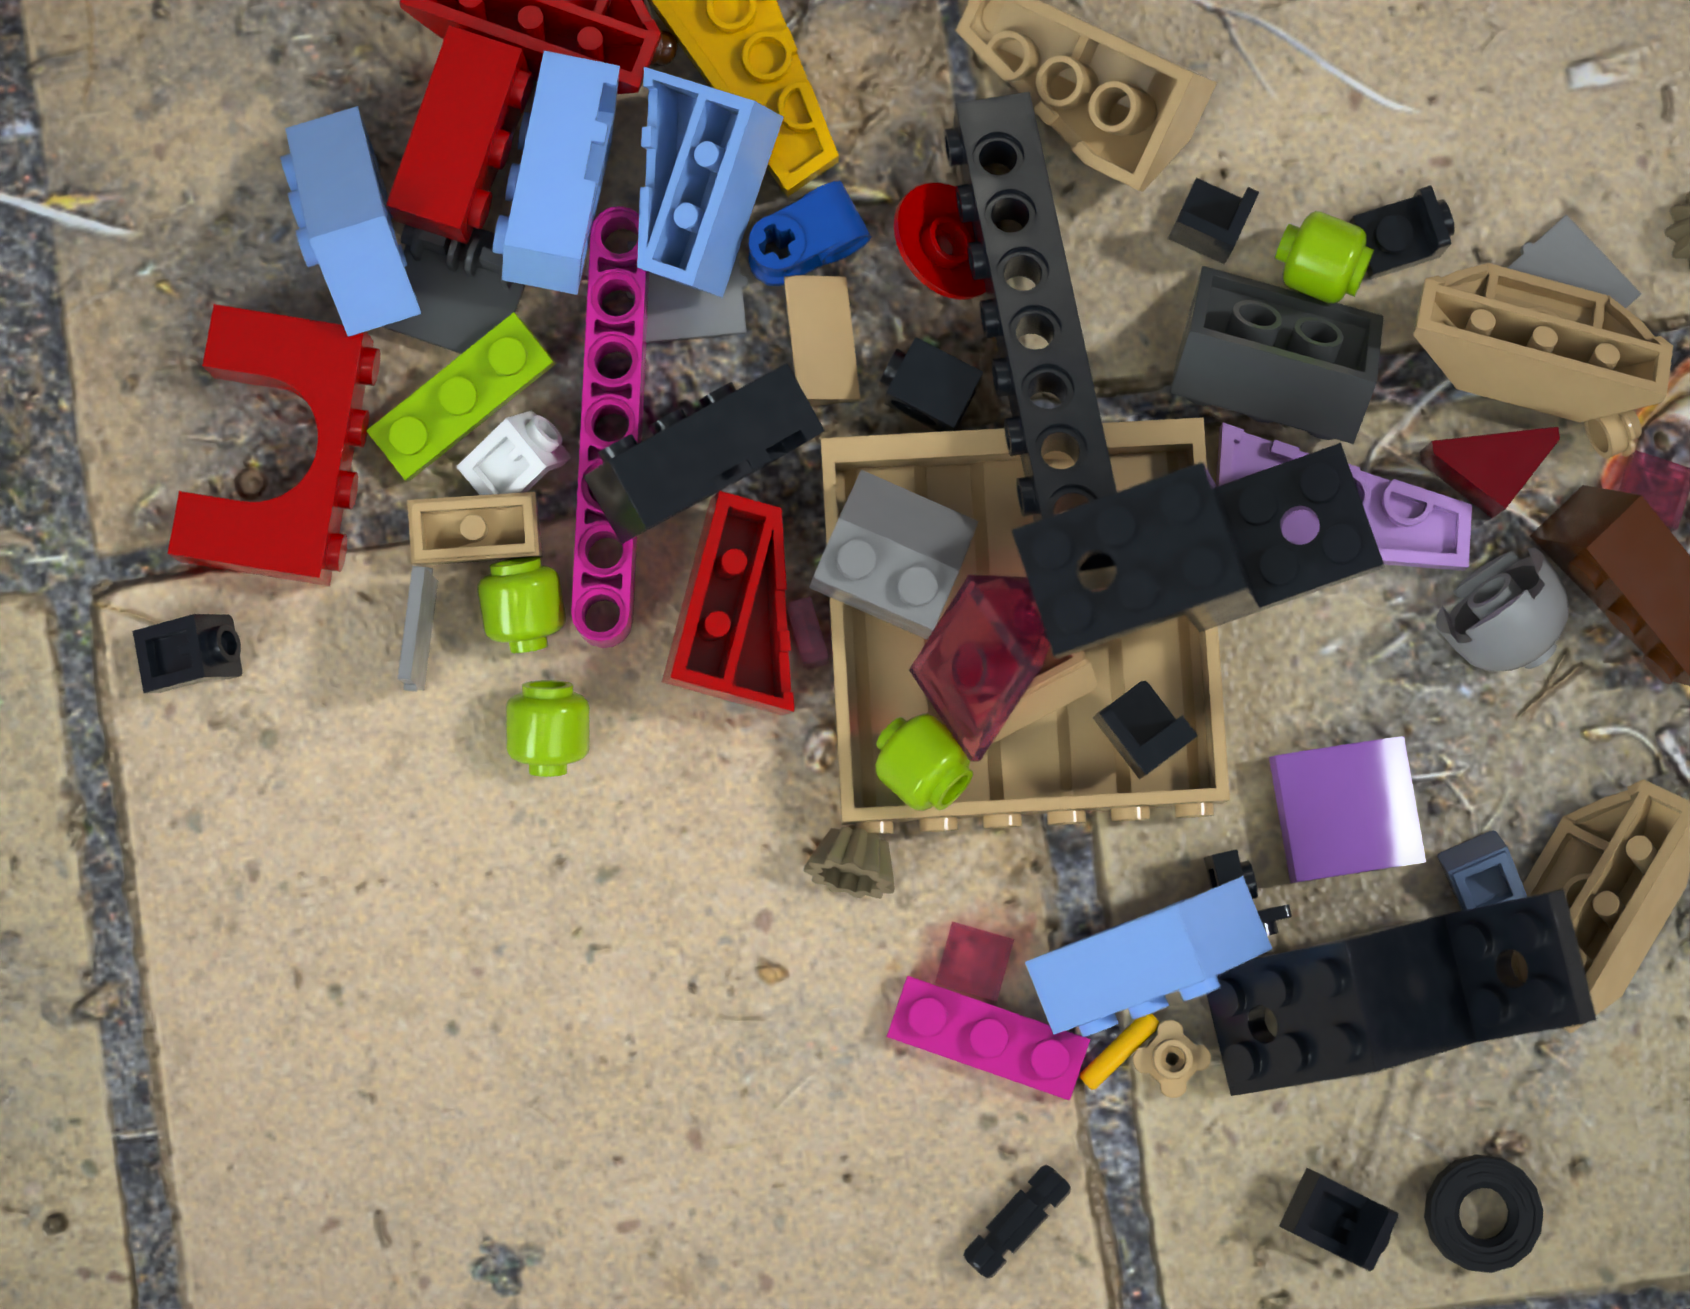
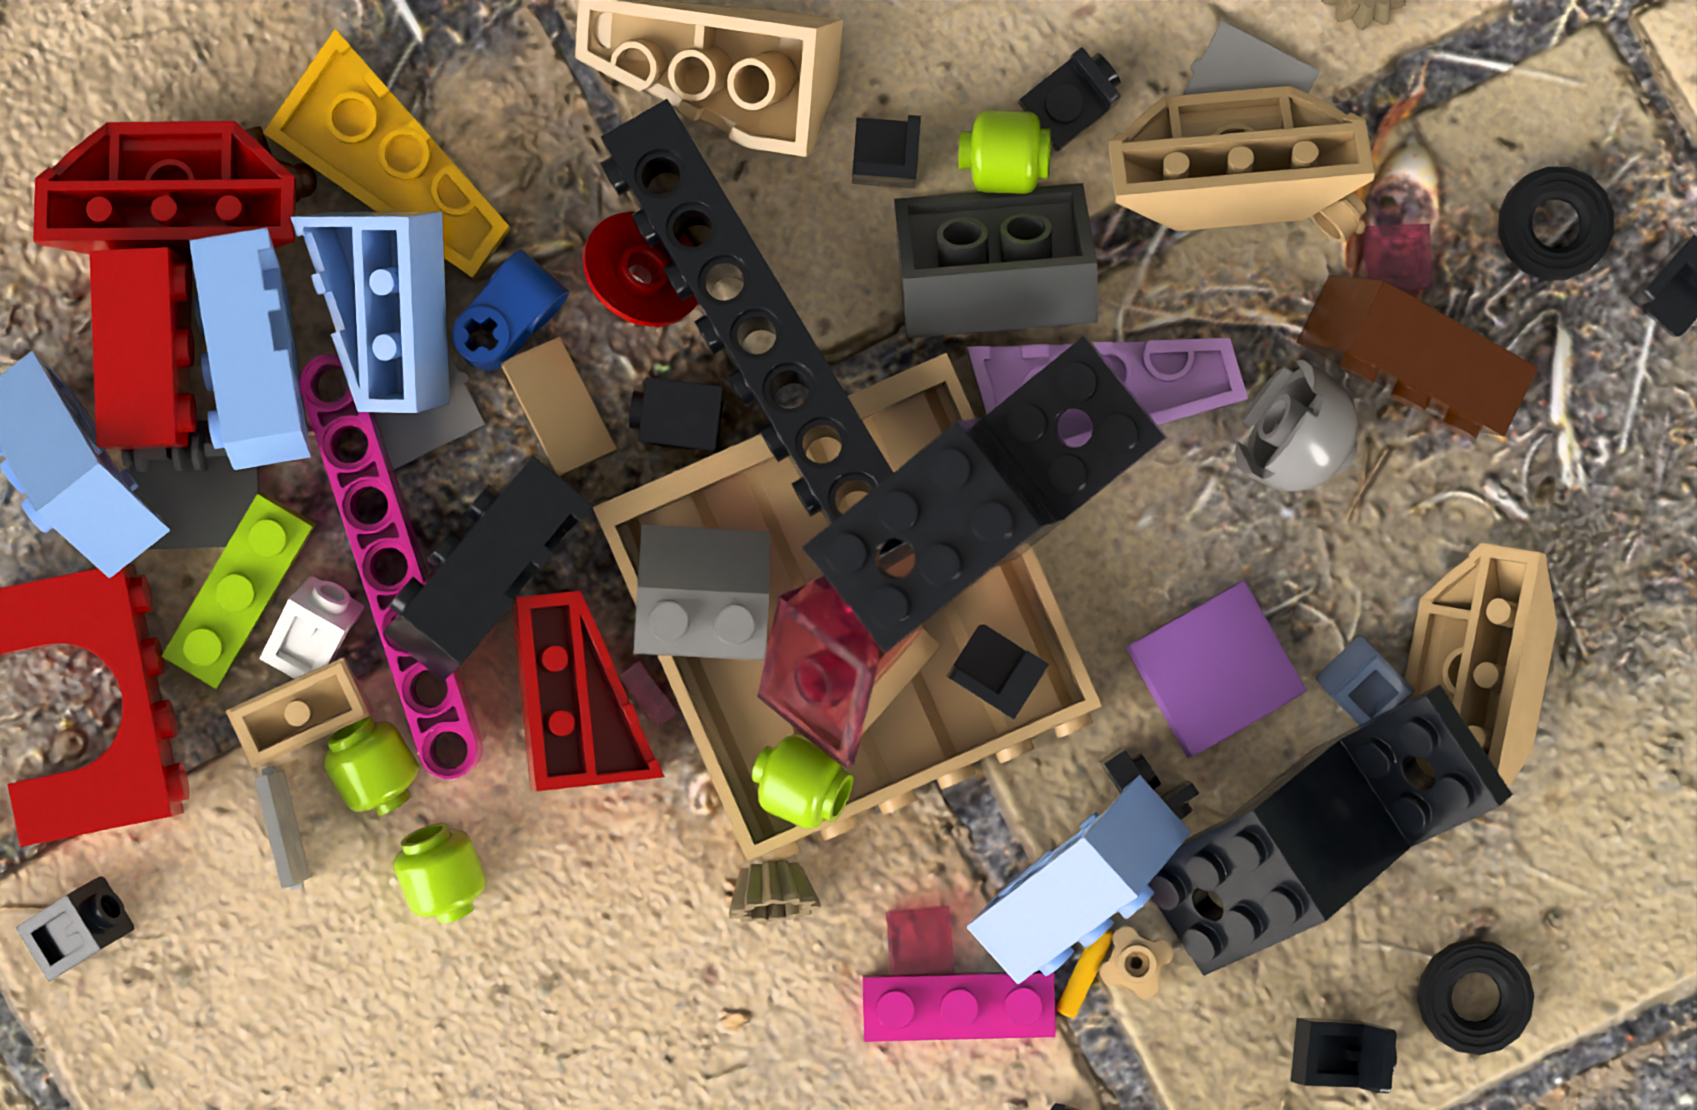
camera: 20 degrees left, 5 degrees up
(1490, 466) = (1236, 294): dark red slope -> none

